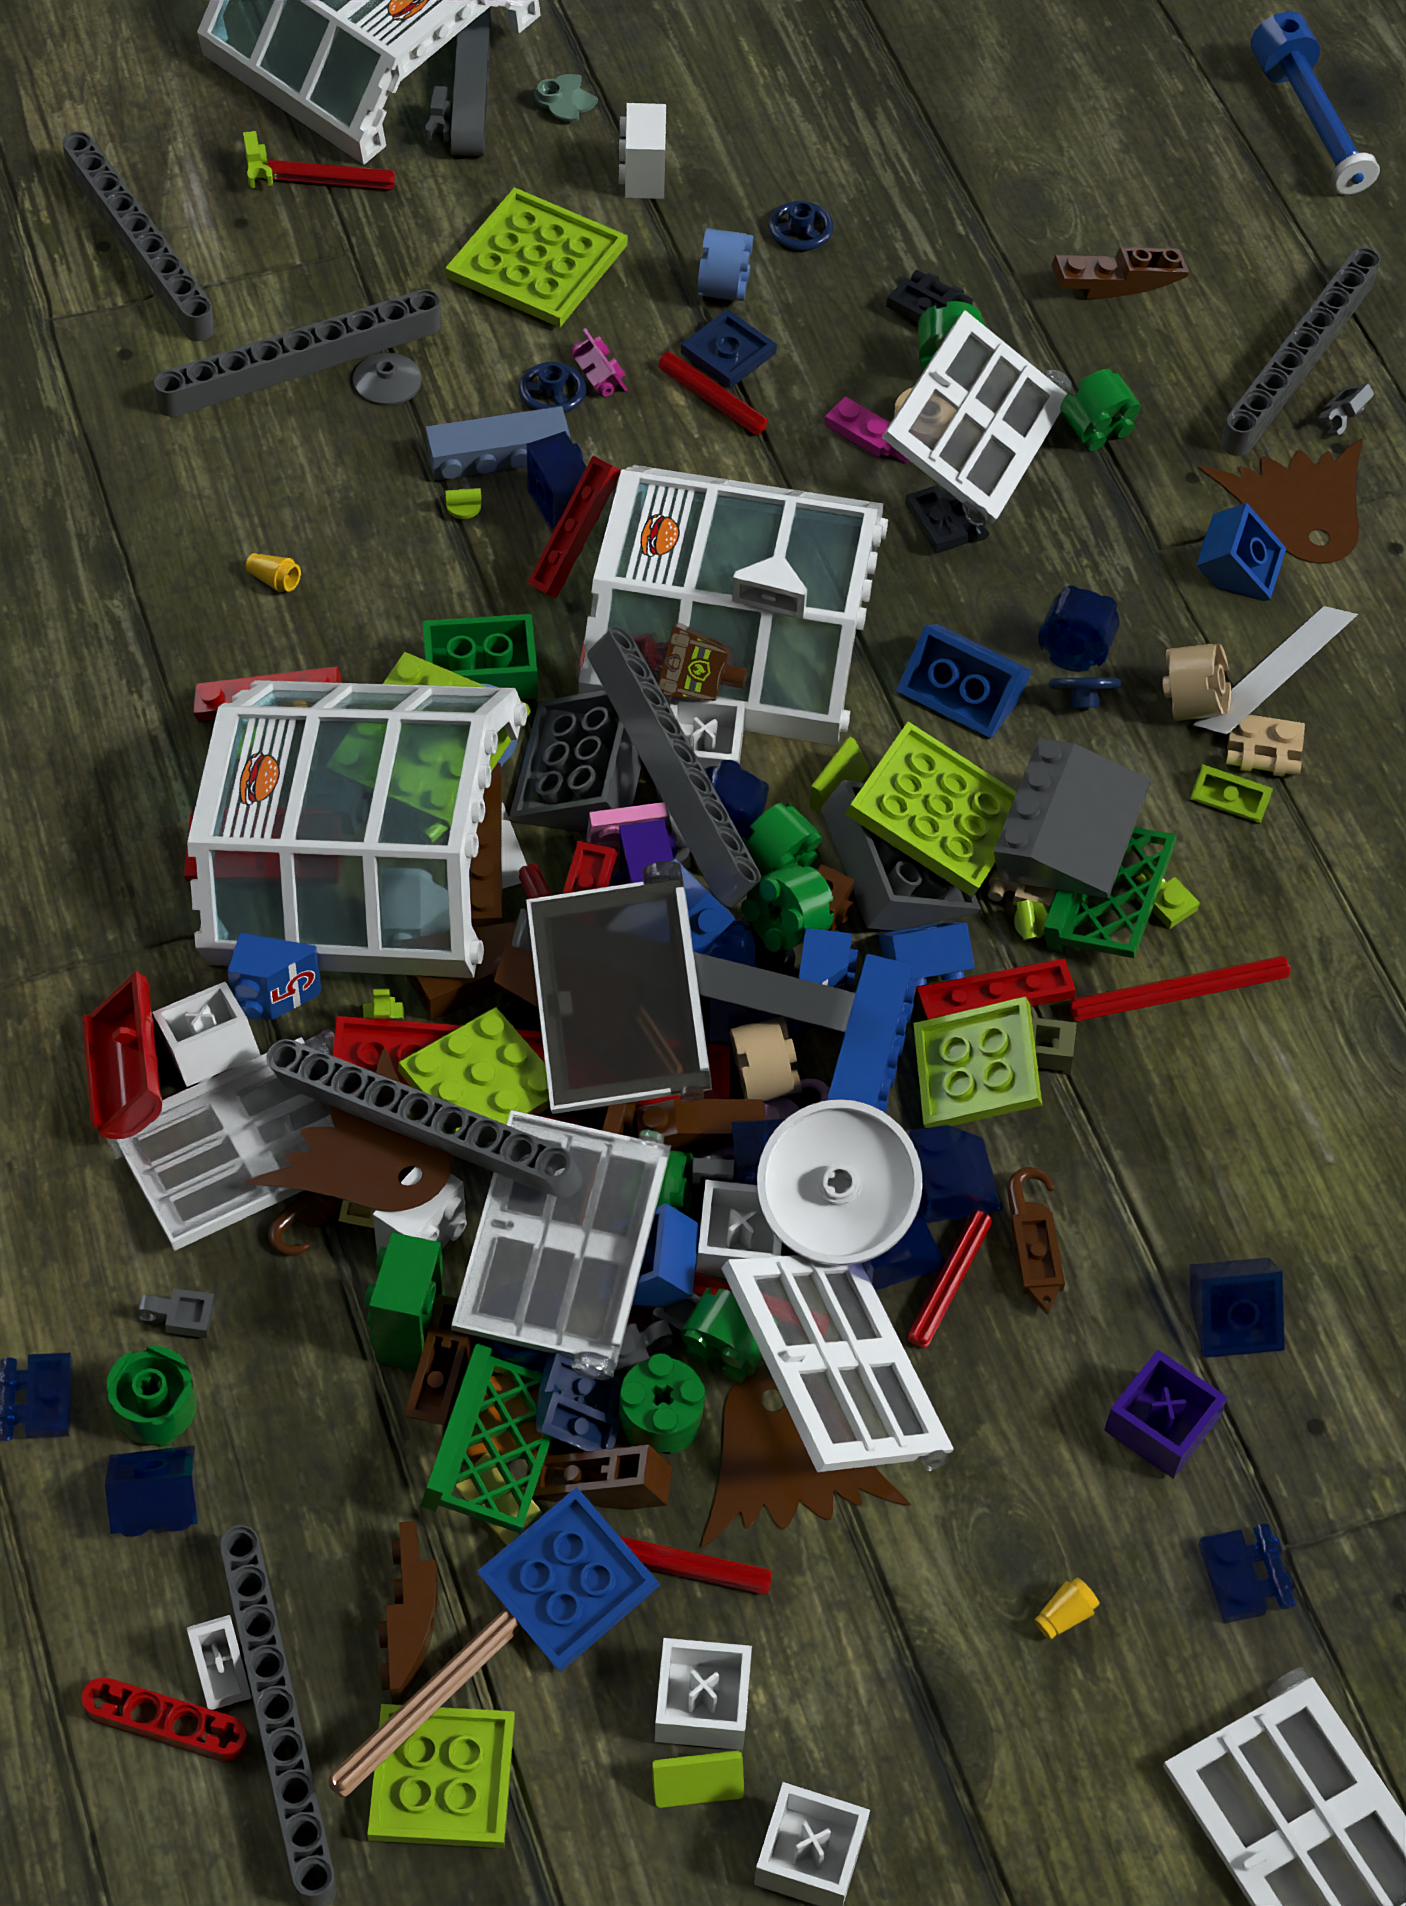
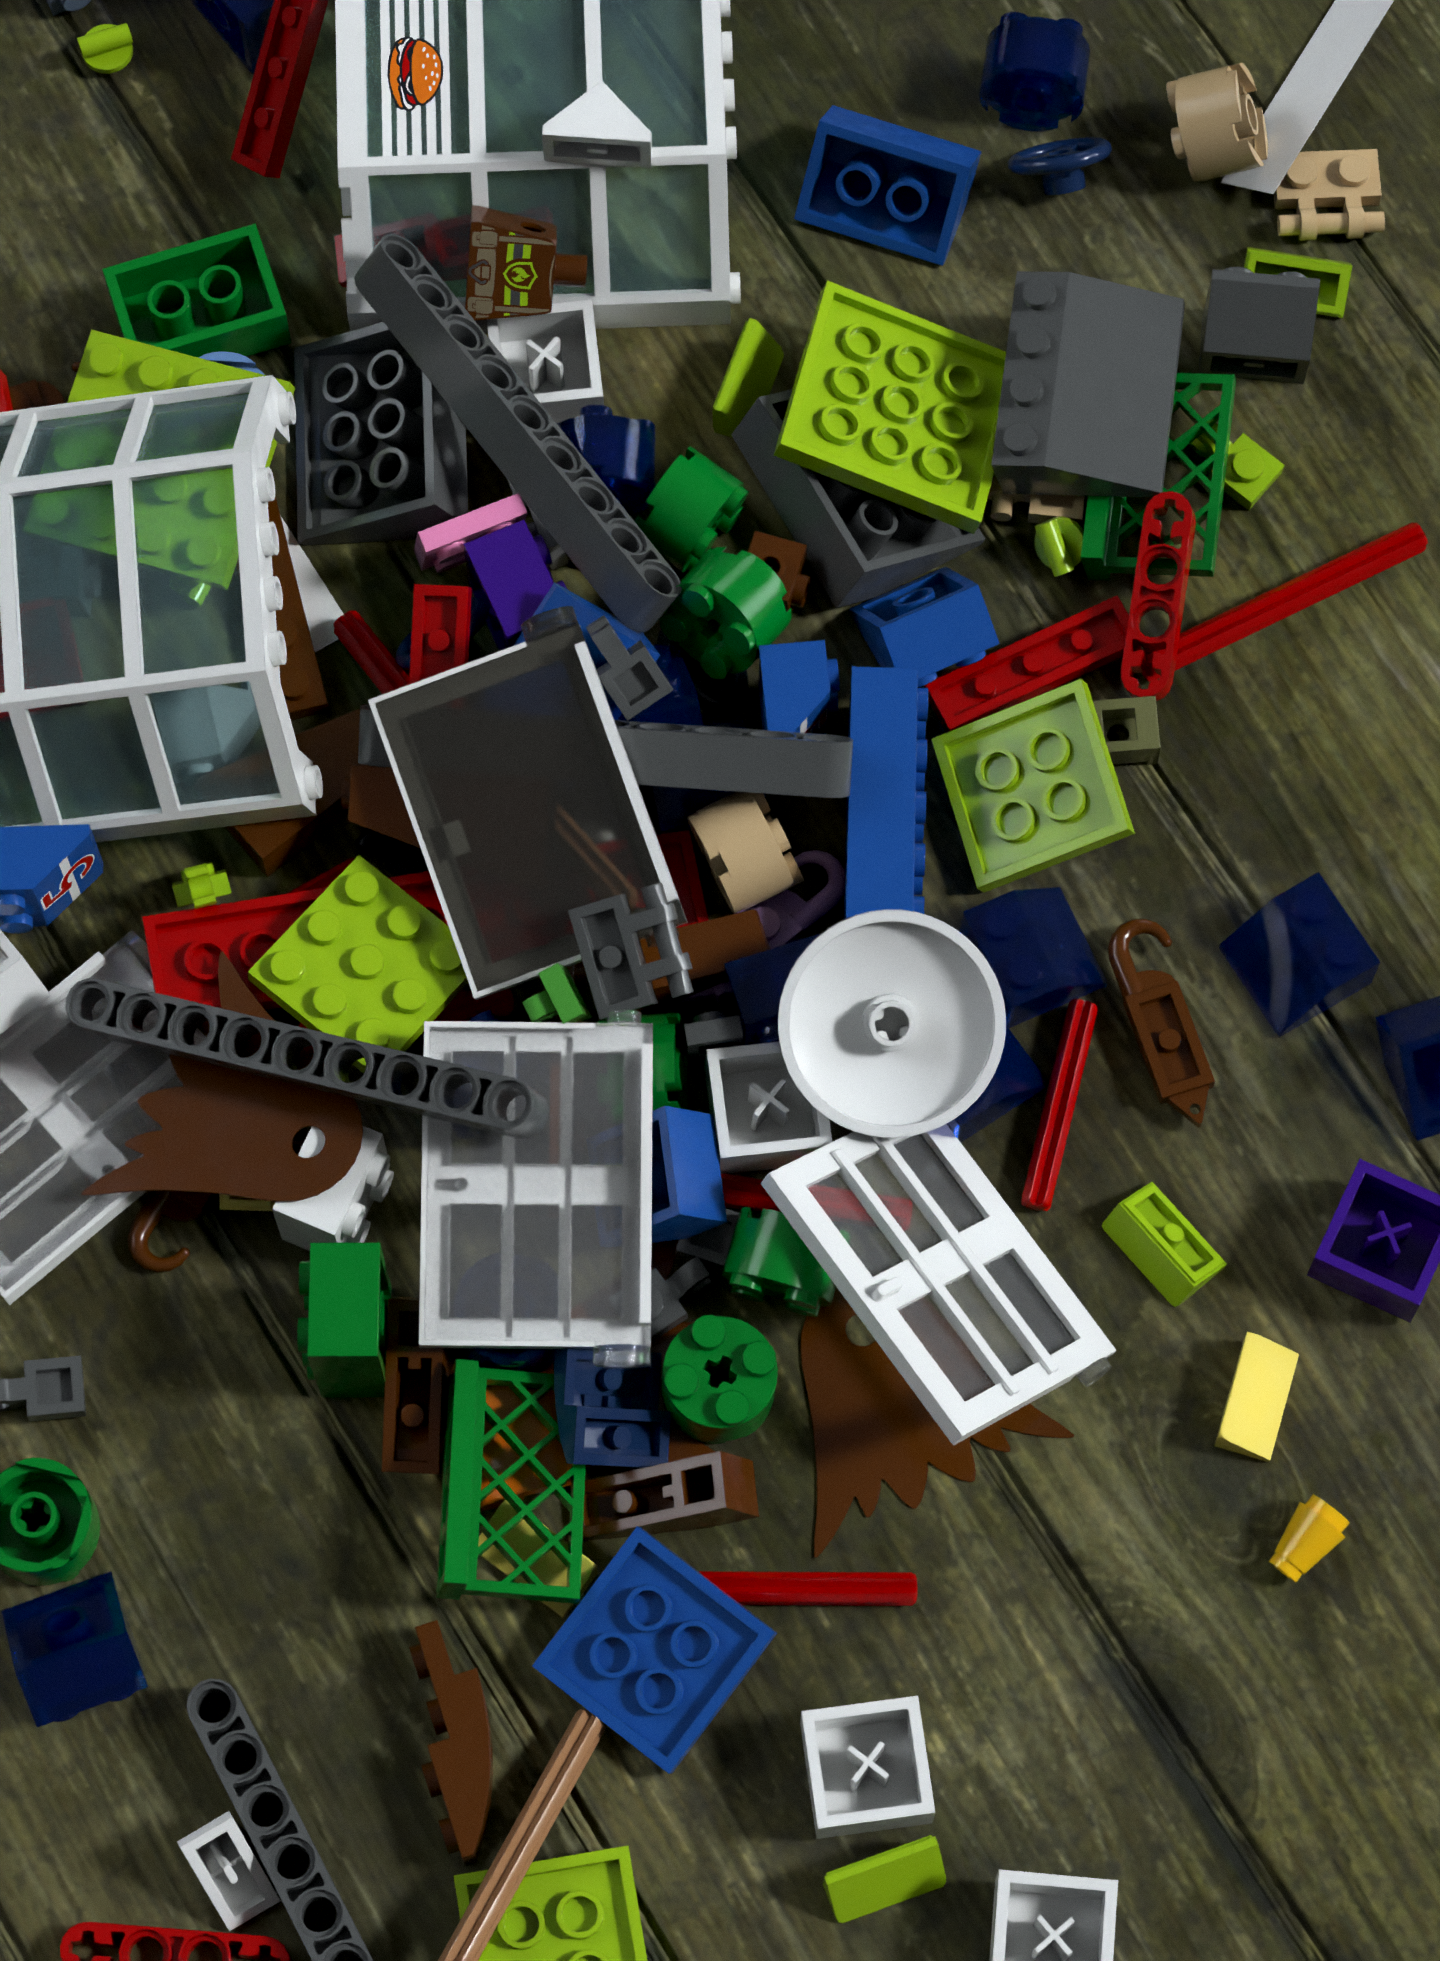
camera: 10 degrees left, 15 degrees up
(609, 1118) = (559, 998): none -> bright green tile
(654, 1093) = (614, 955): none -> dark grey plate
(711, 921) = (630, 673): none -> dark grey plate
(1003, 1387) = (1163, 1244): none -> lime slope
(1049, 1505) = (1257, 1398): none -> light yellow slope
(1097, 962) = (1163, 597): none -> red beam
(1145, 1214) = (1300, 955): none -> clear blue slope
(1200, 808) = (1258, 325): none -> dark grey slope

